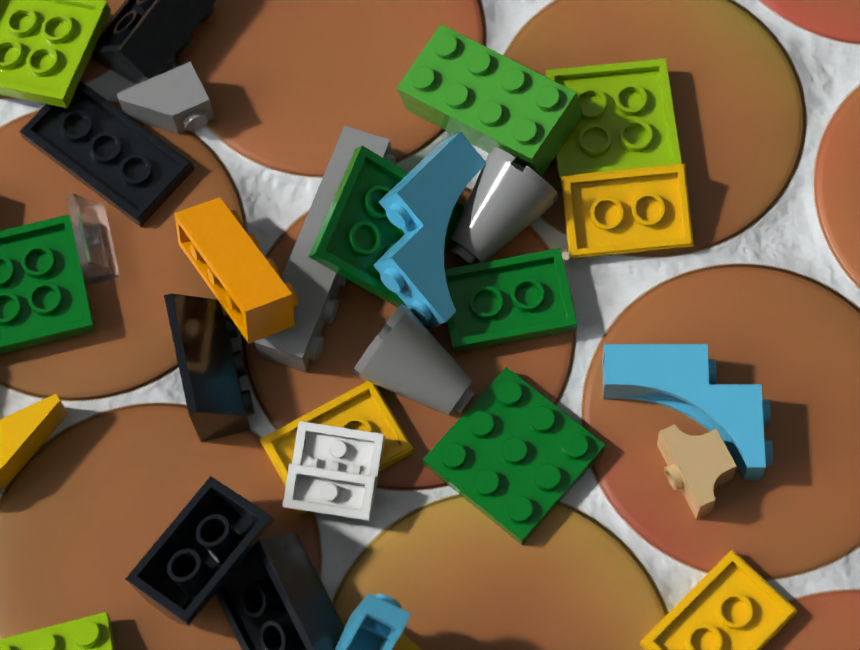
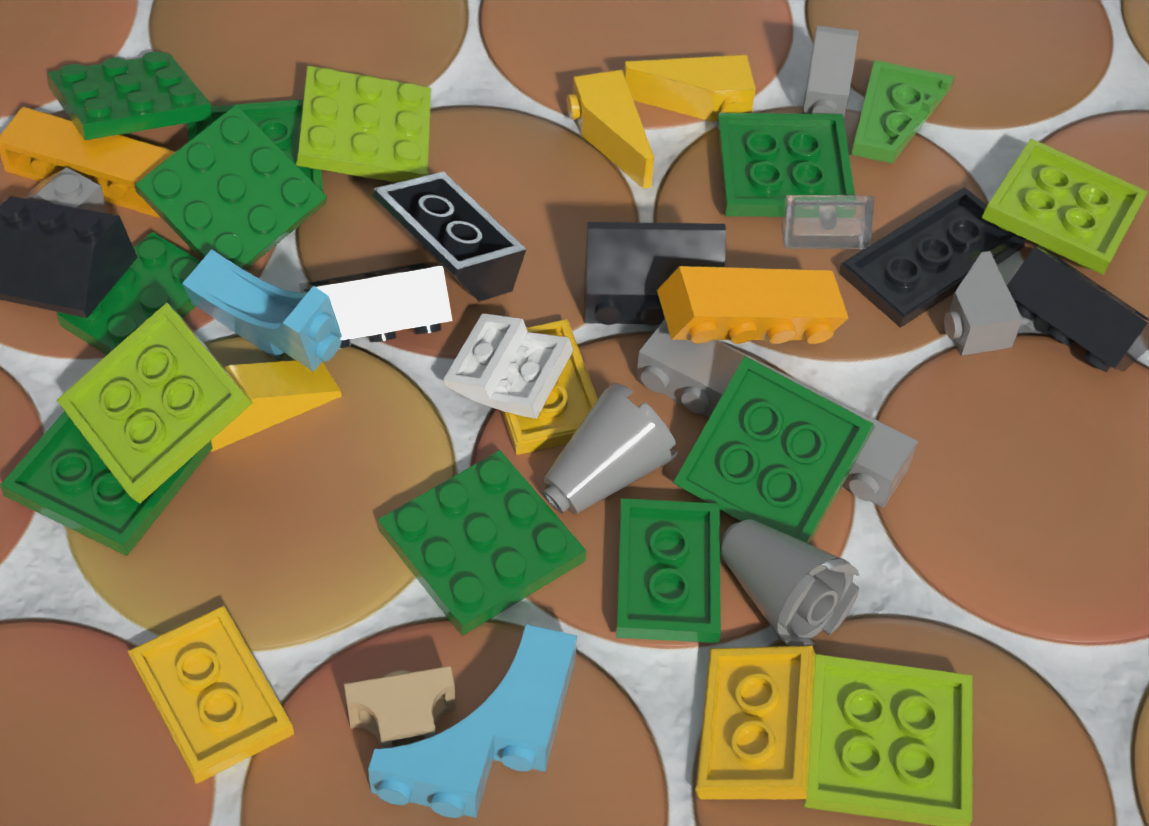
camera: 95 degrees right, 15 degrees down
(422, 210) = (788, 478): medium azure arch -> none
(490, 99) = (927, 594): bright green brick -> none

